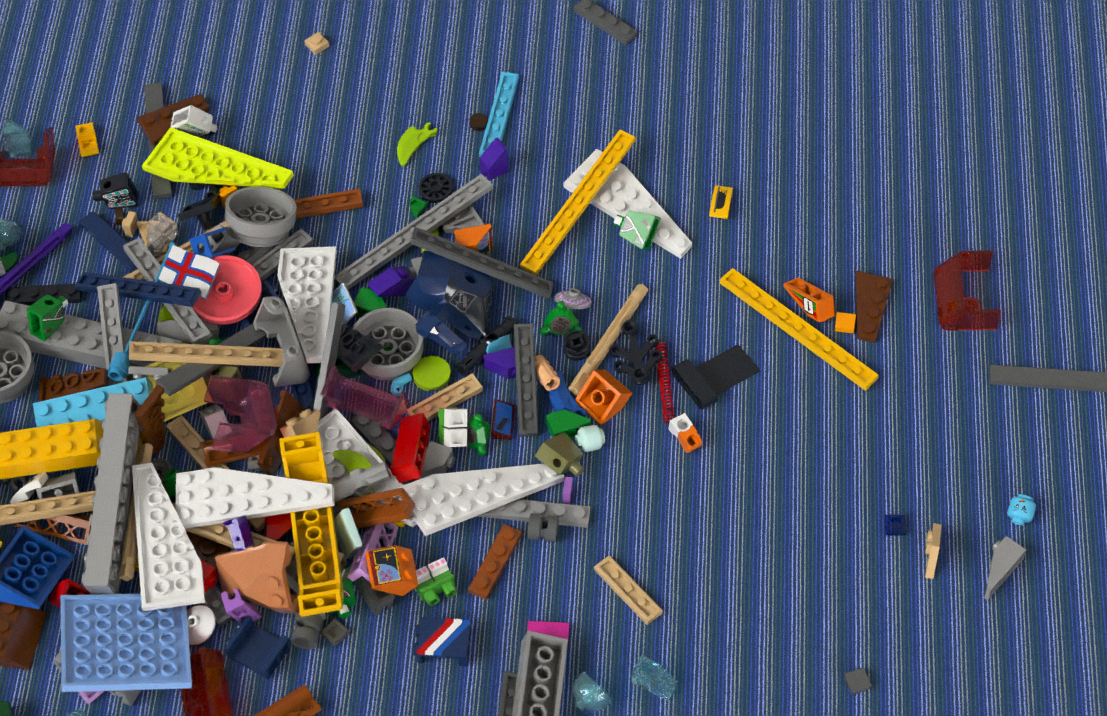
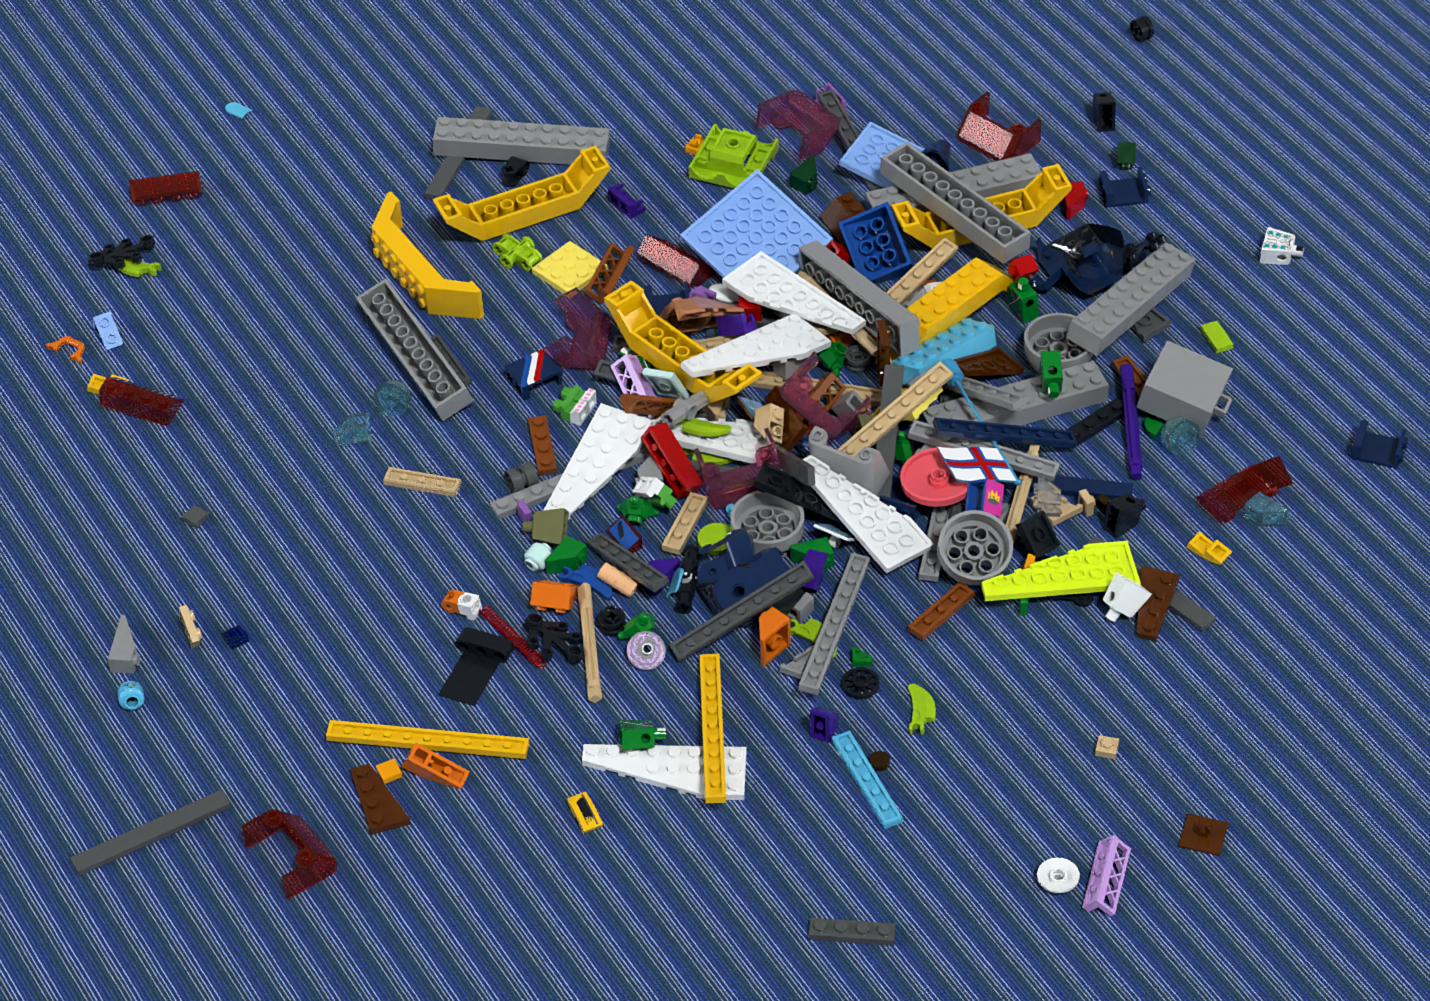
camera: 145 degrees right, 10 degrees down
(368, 648) = (590, 330): none -> clear pink windscreen
(392, 570) = (607, 375): slope -> none
(556, 629) = (461, 424): dark pink tile -> none

